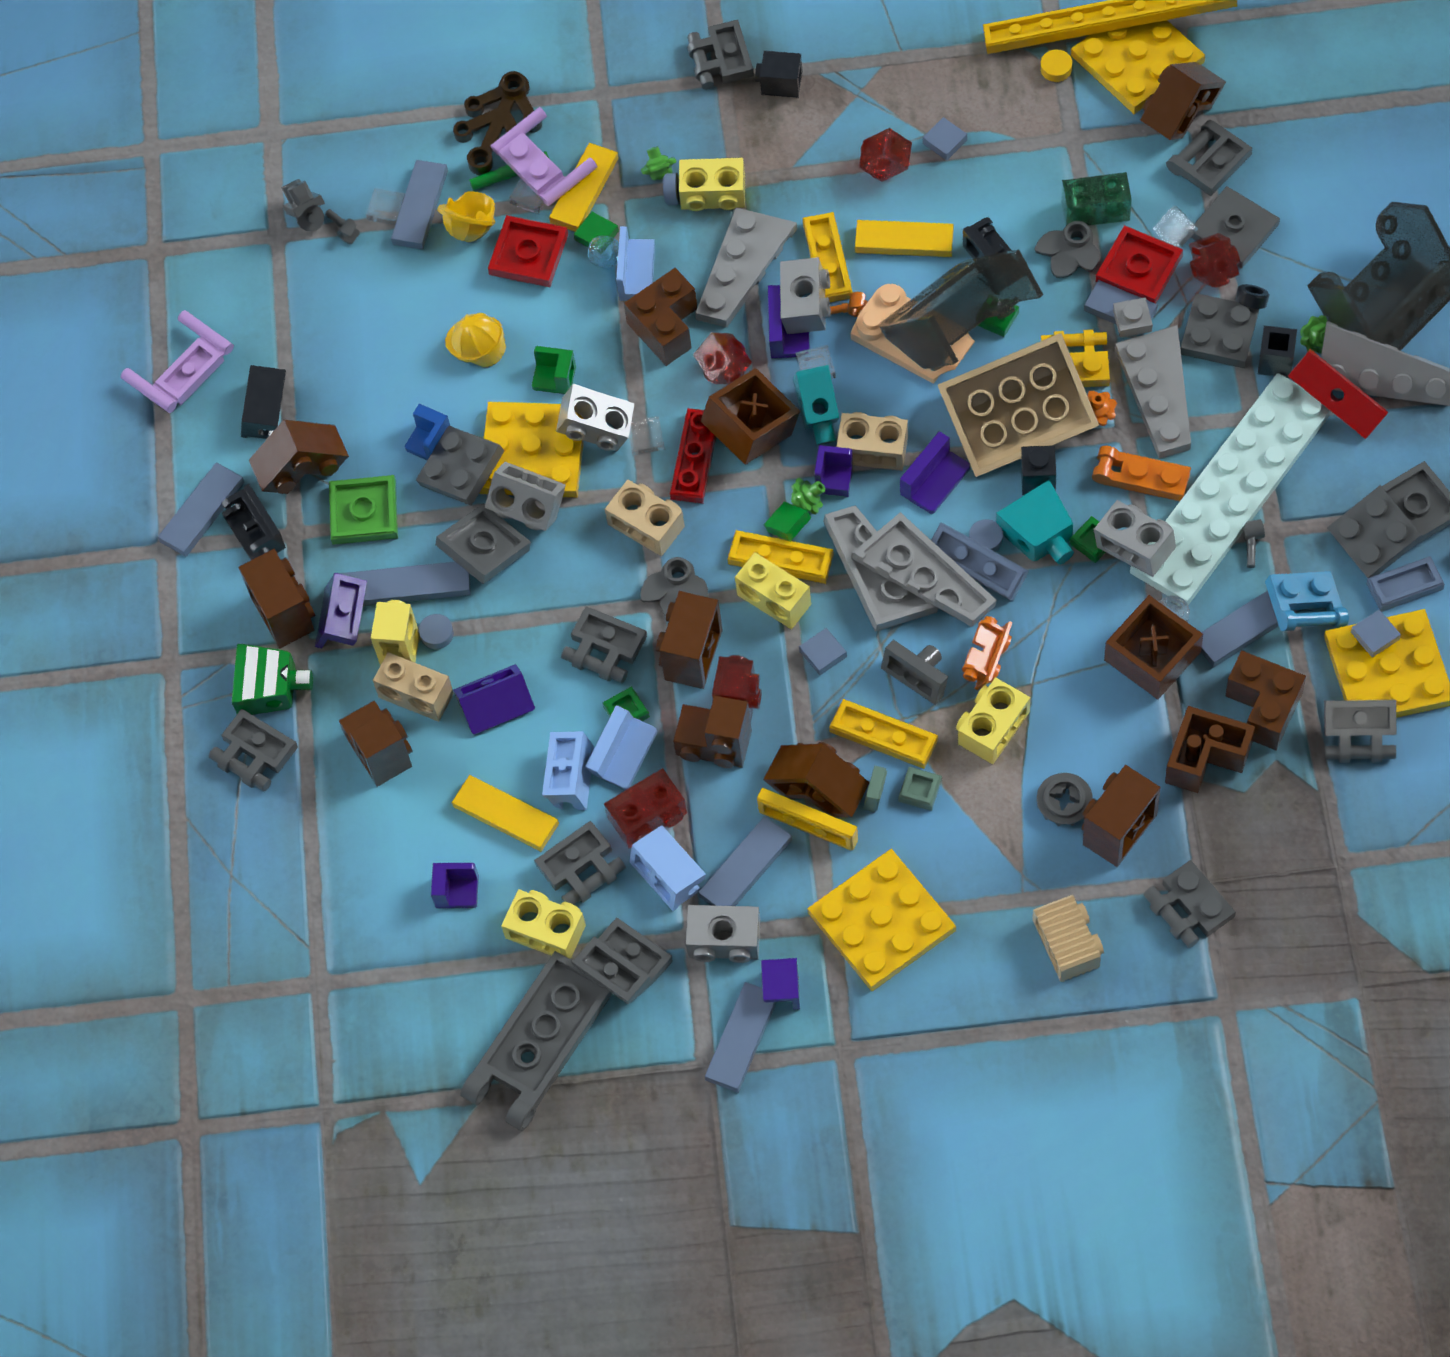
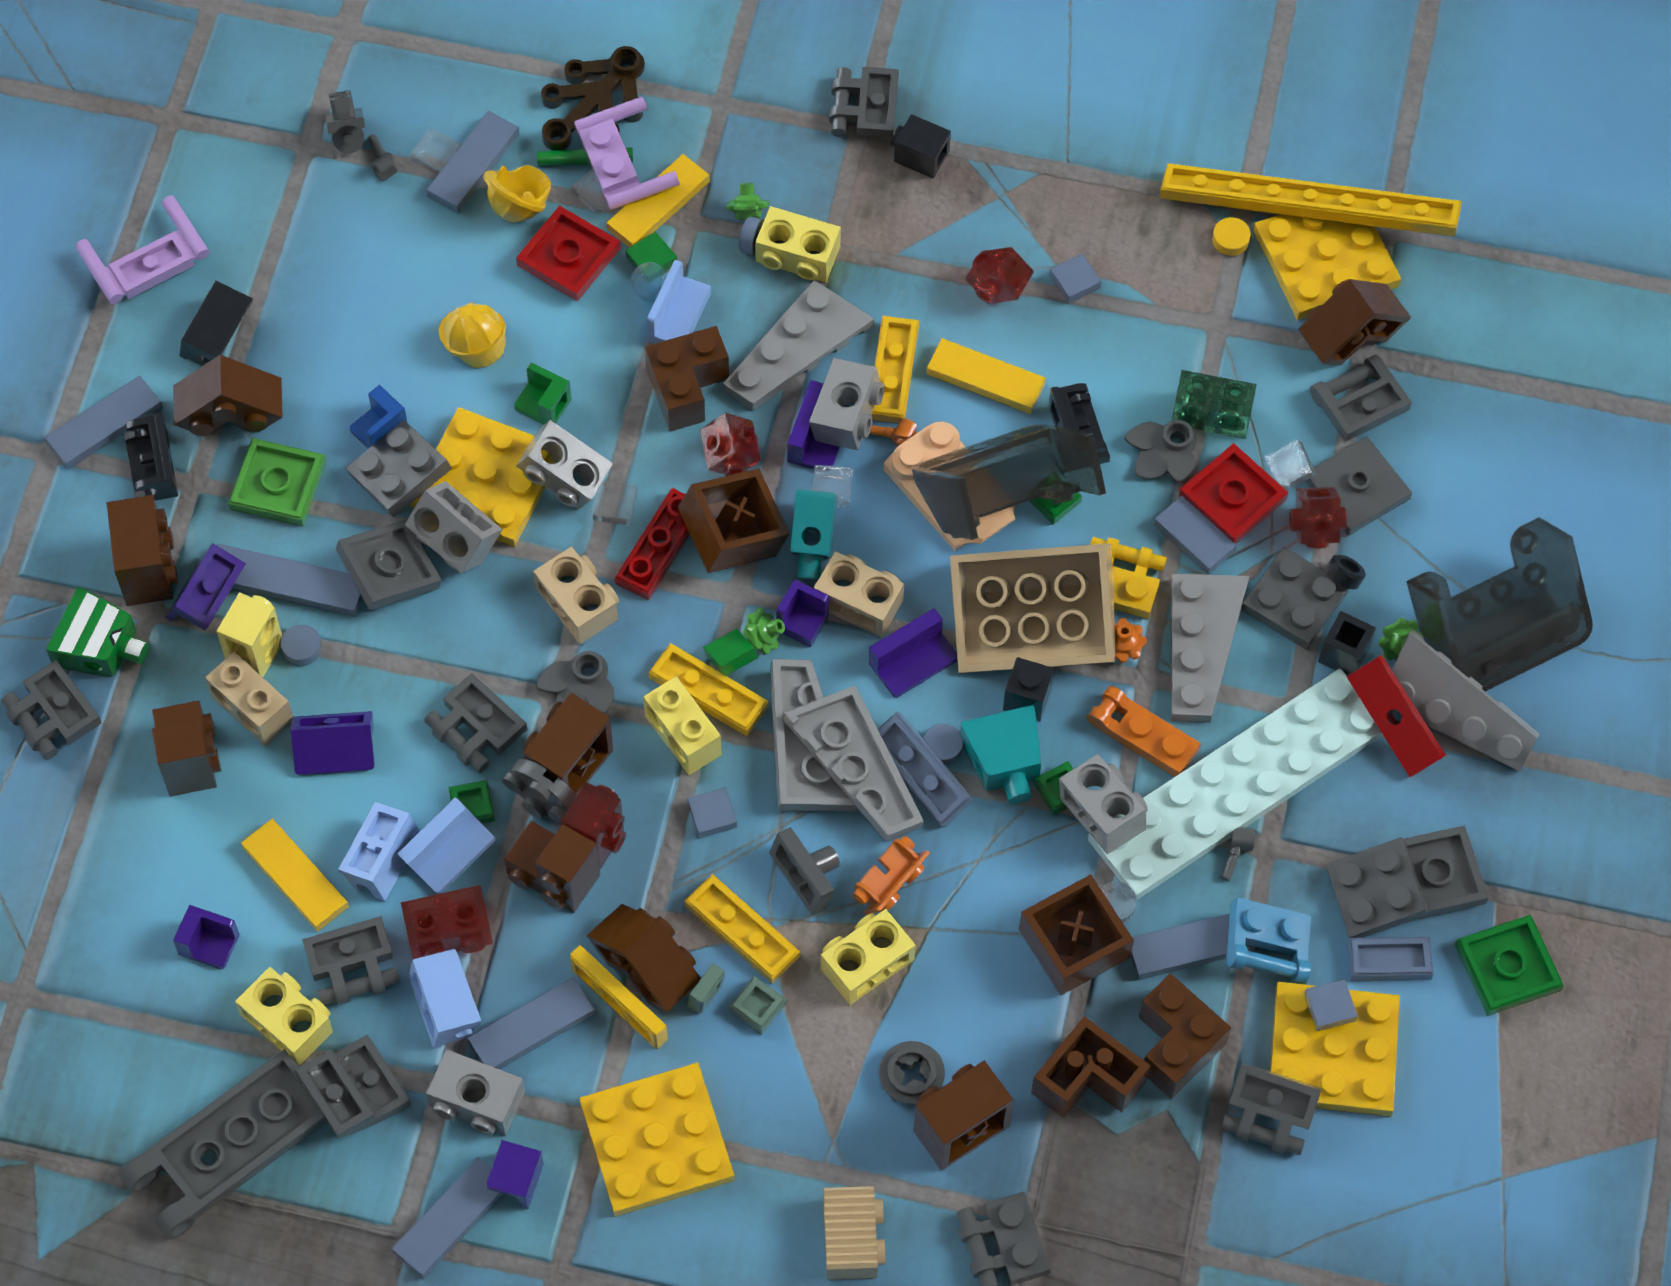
camera: 10 degrees right, 0 degrees up
(681, 679) = (539, 792): none -> dark grey plate
(1132, 317) = (1201, 551): light grey plate -> none

